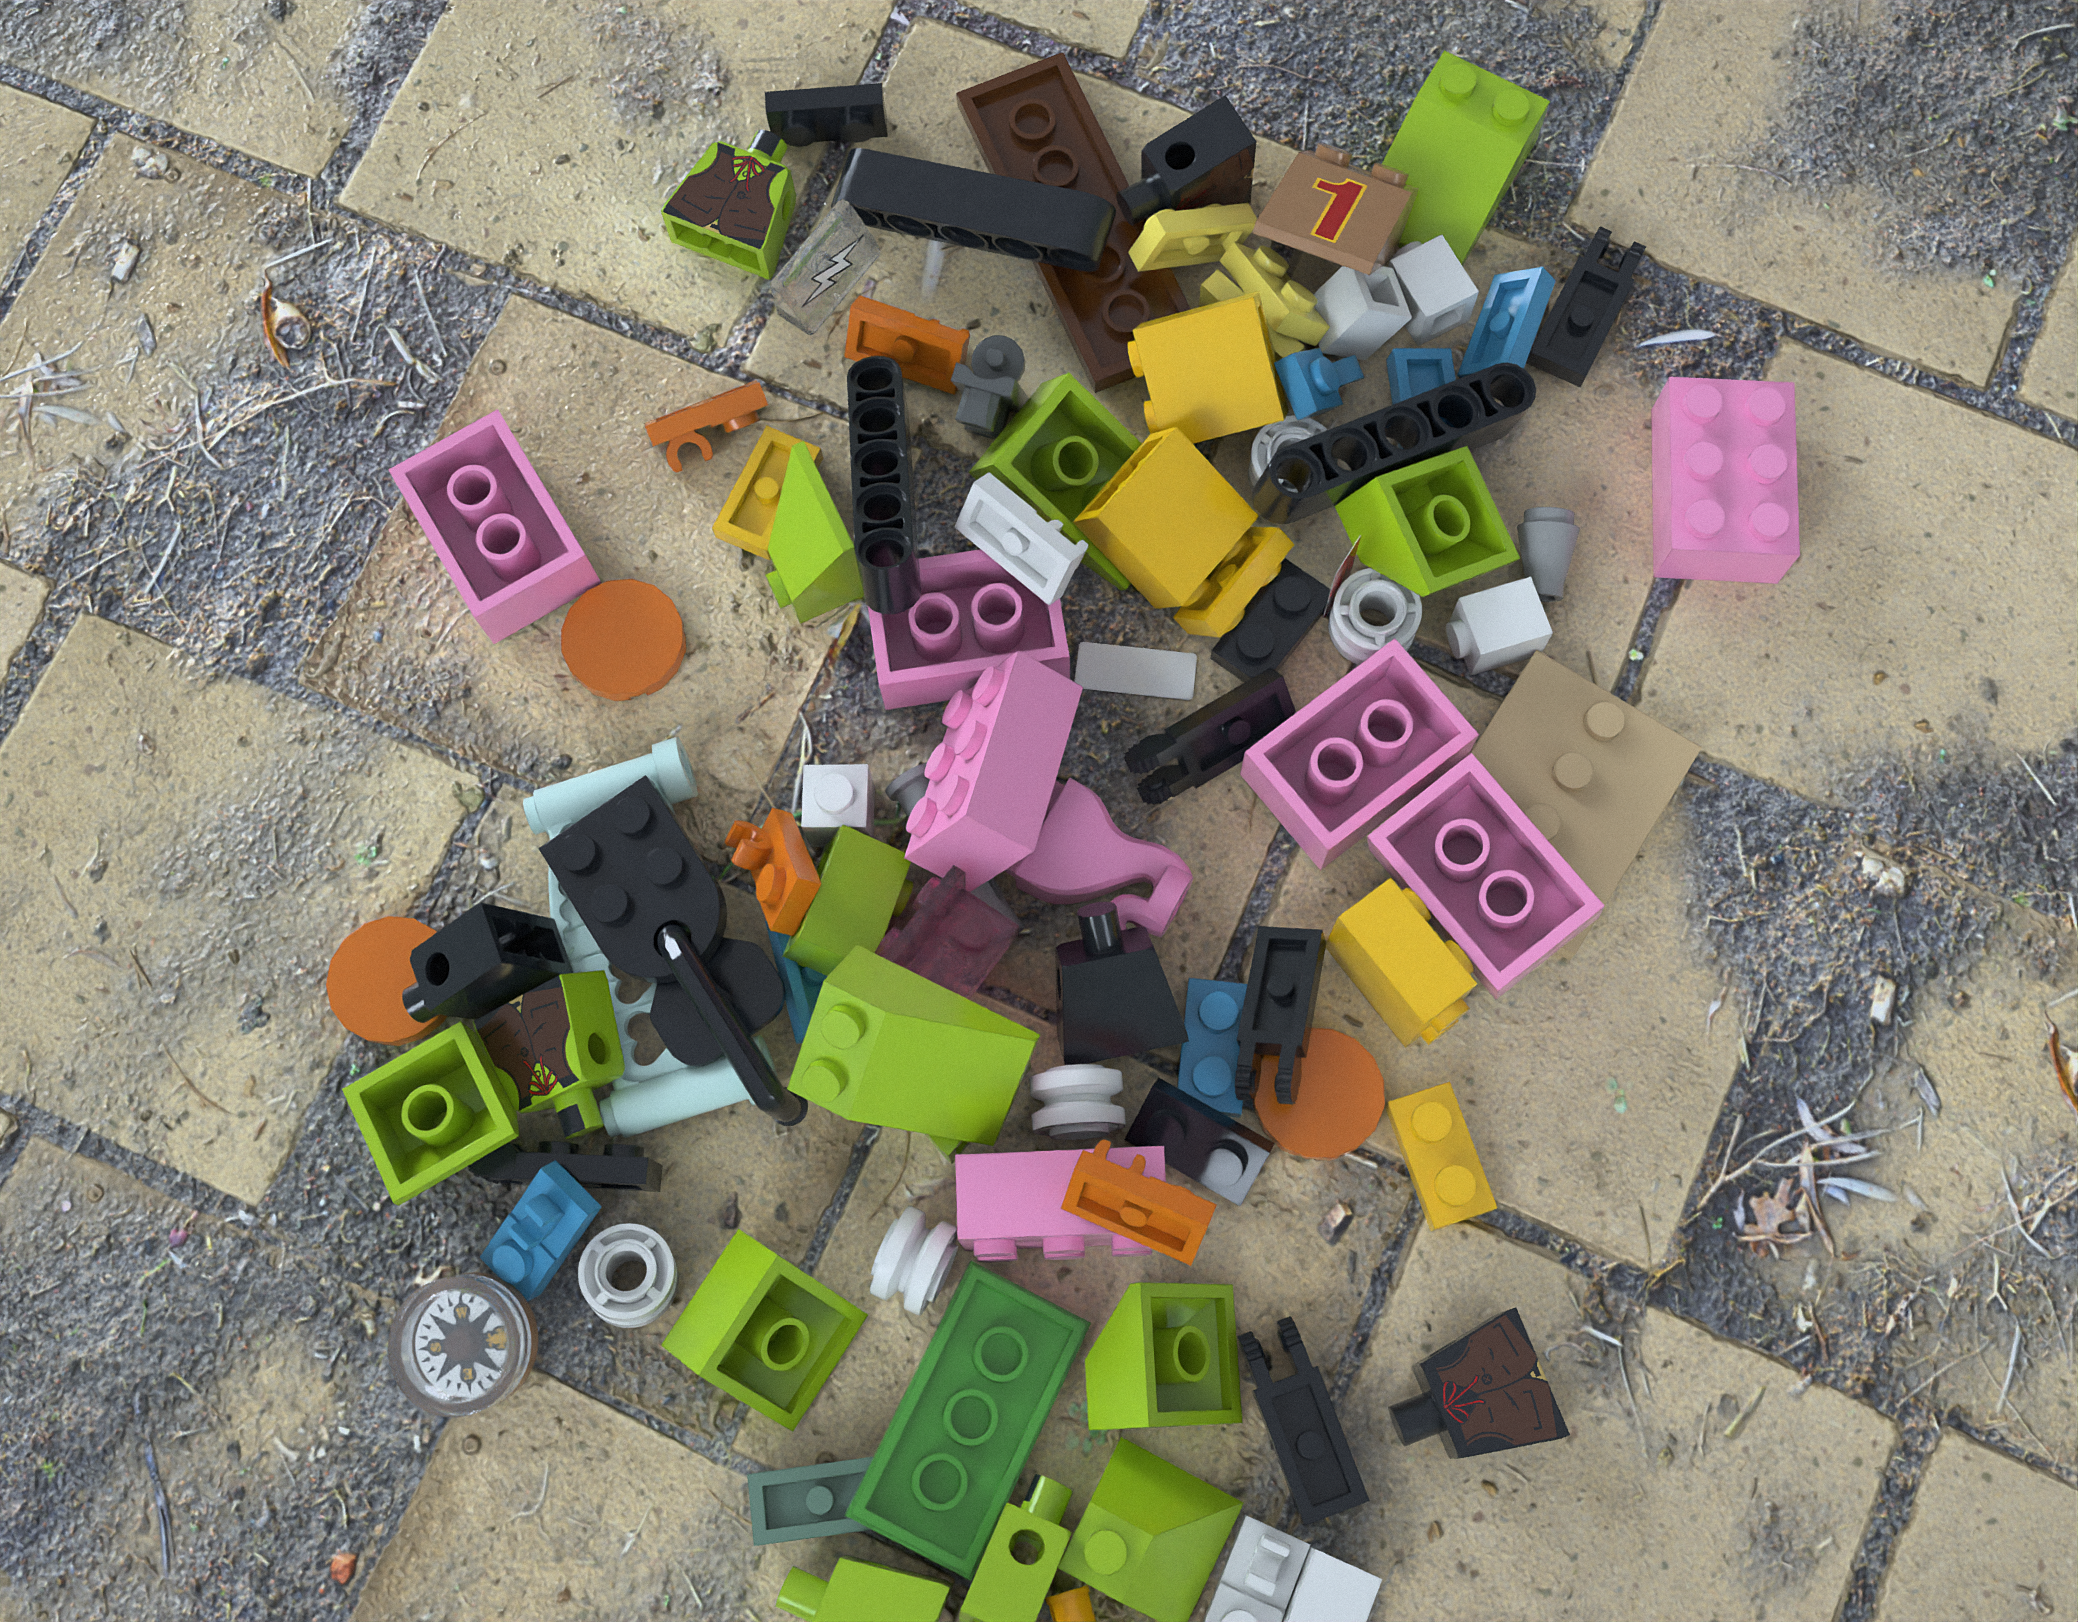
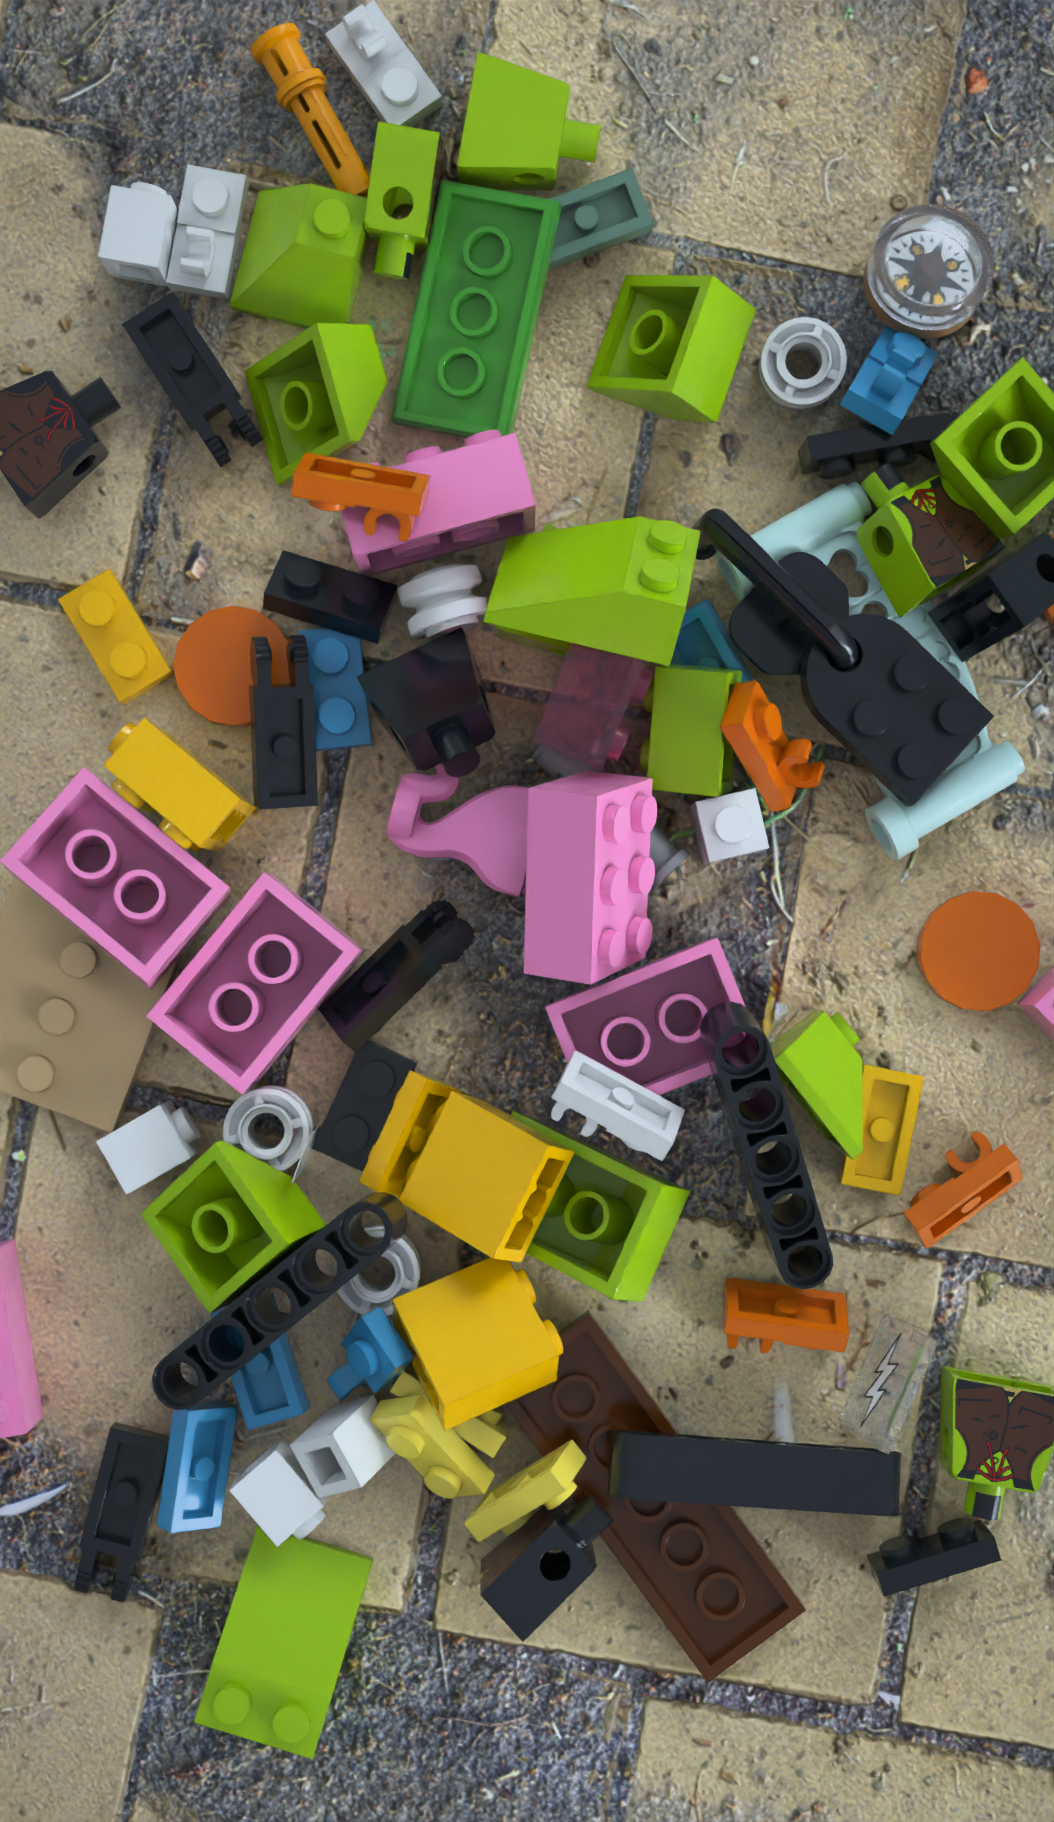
camera: 160 degrees right, 15 degrees up
(914, 1260) = (554, 431): white wheel -> none
(992, 388) = (689, 1279): dark grey hips -> none
(1136, 670) = (485, 1033): white sticker -> none
(1339, 209) = (383, 1539): medium nougat slope -> none
(1547, 548) = (118, 1236): light grey cone -> none

